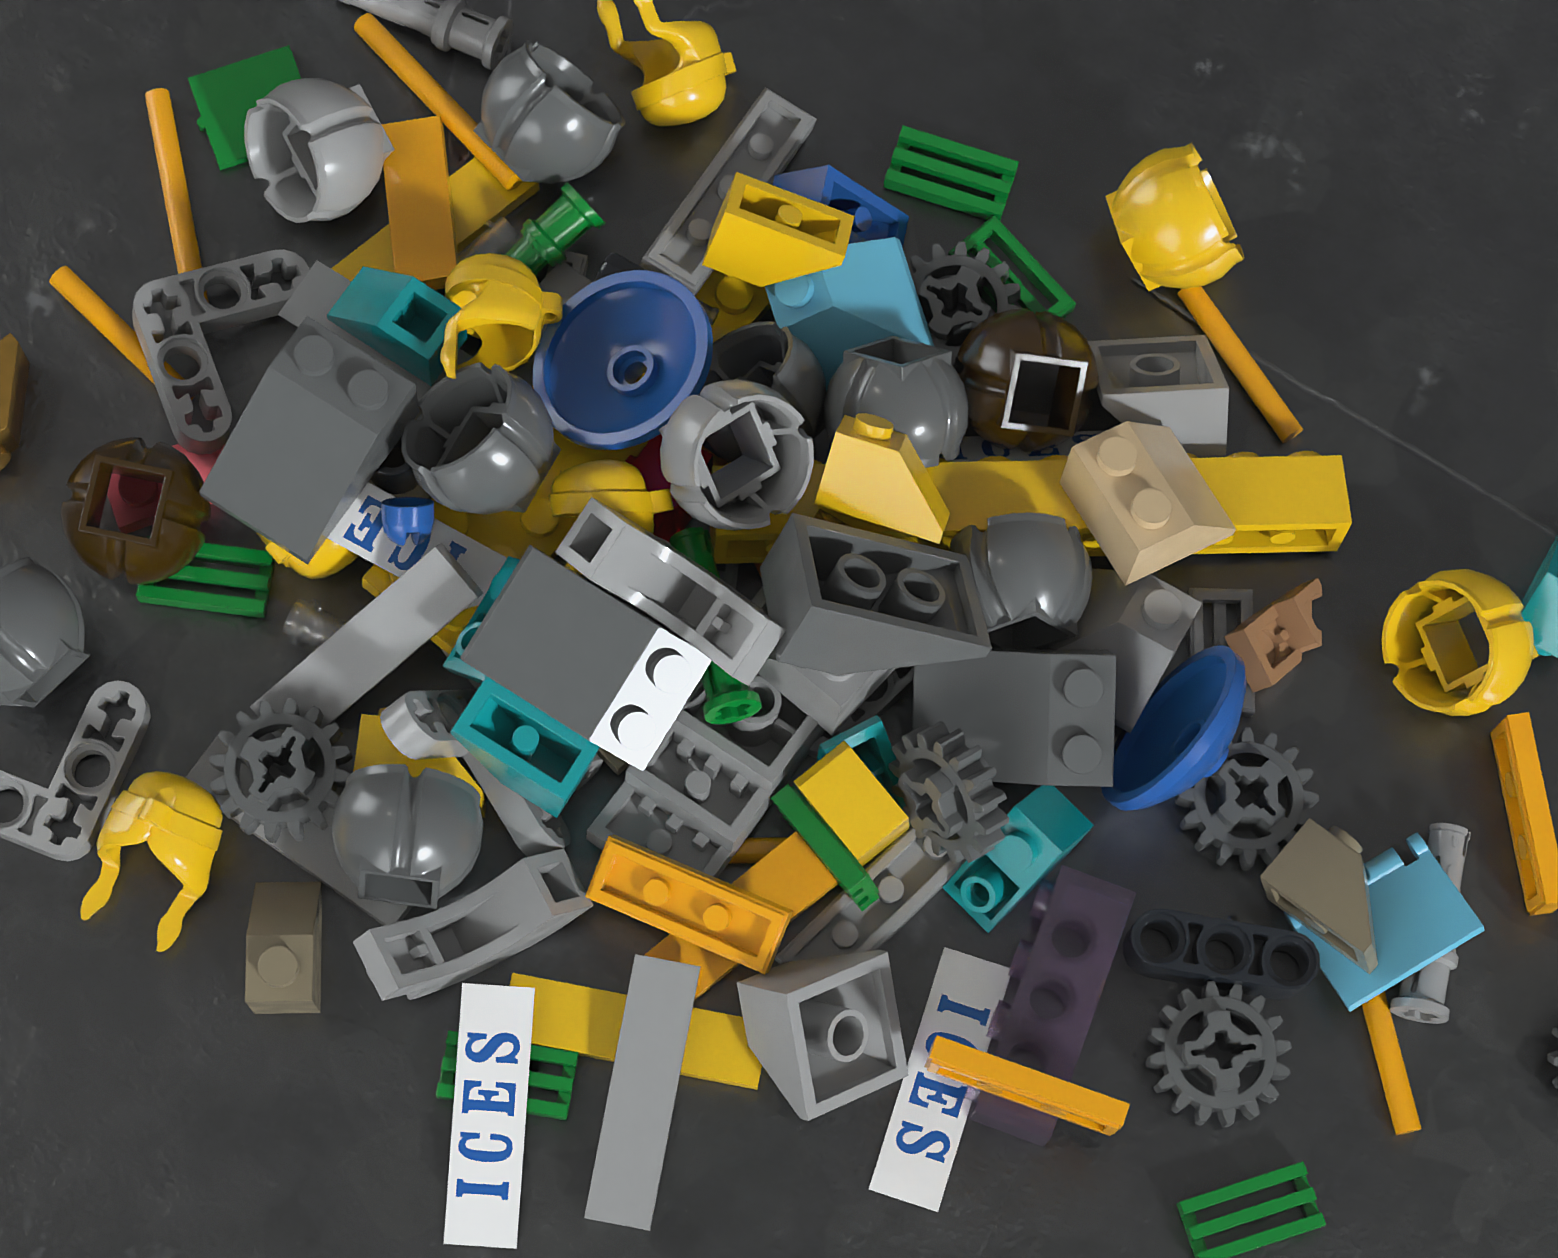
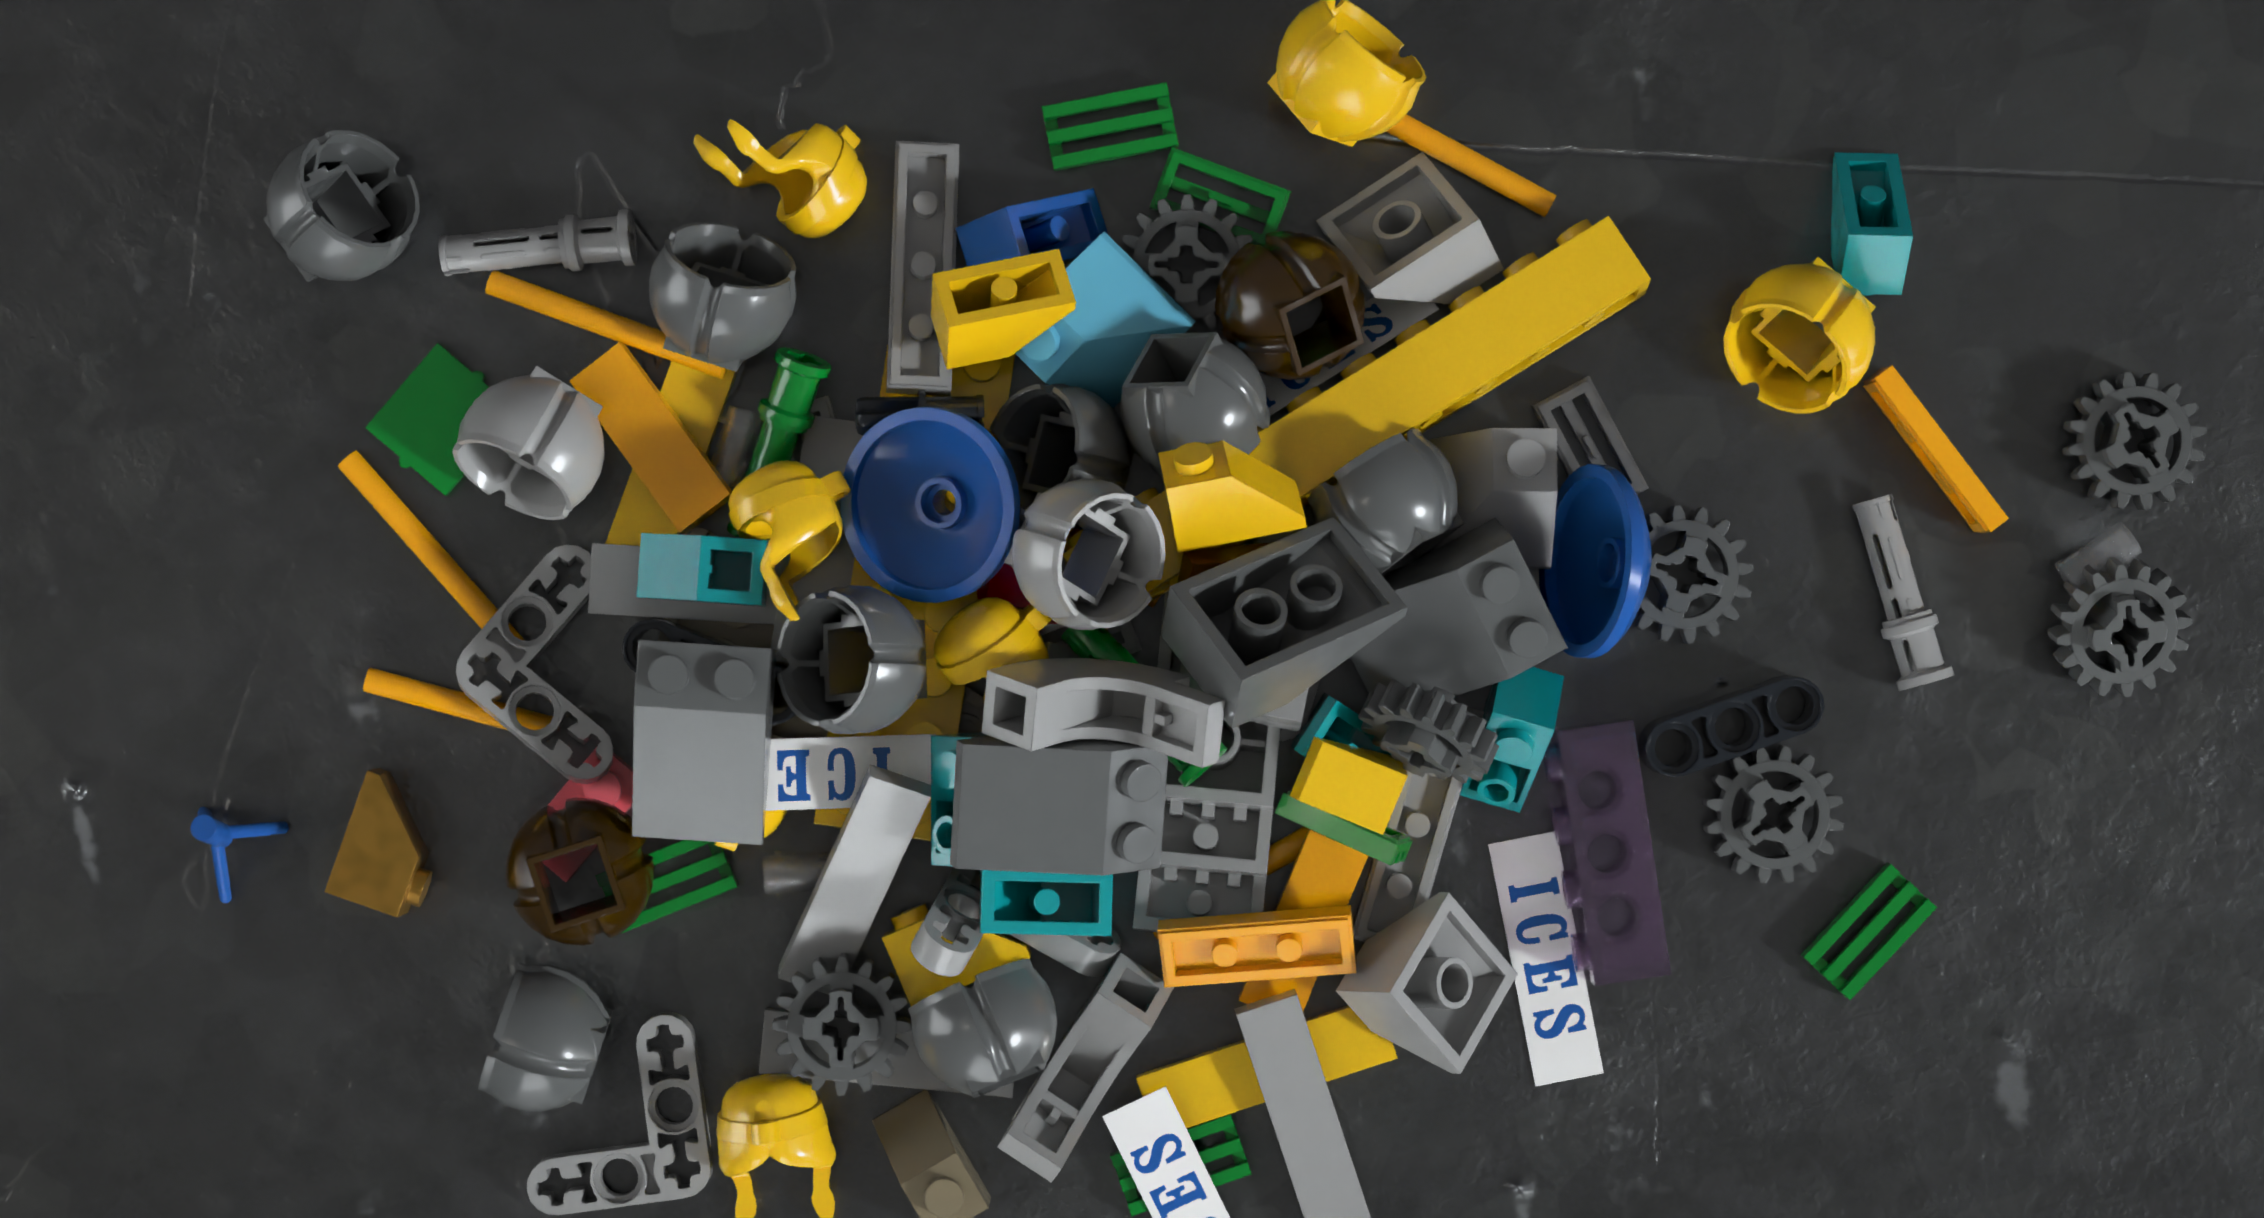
camera: 20 degrees left, 15 degrees up
(406, 516) = (825, 757): blue hinge -> none
(1026, 1086) = (1630, 949): light orange tile -> none
(1142, 498) = (1461, 369): tan slope -> none
(1277, 635) = (1631, 408): medium nougat slope -> none
(1326, 889) = (1797, 625): dark tan slope -> none
(1391, 1065) = (1904, 714): light orange bar -> none
(1415, 922) = (1858, 621): medium azure piece -> none

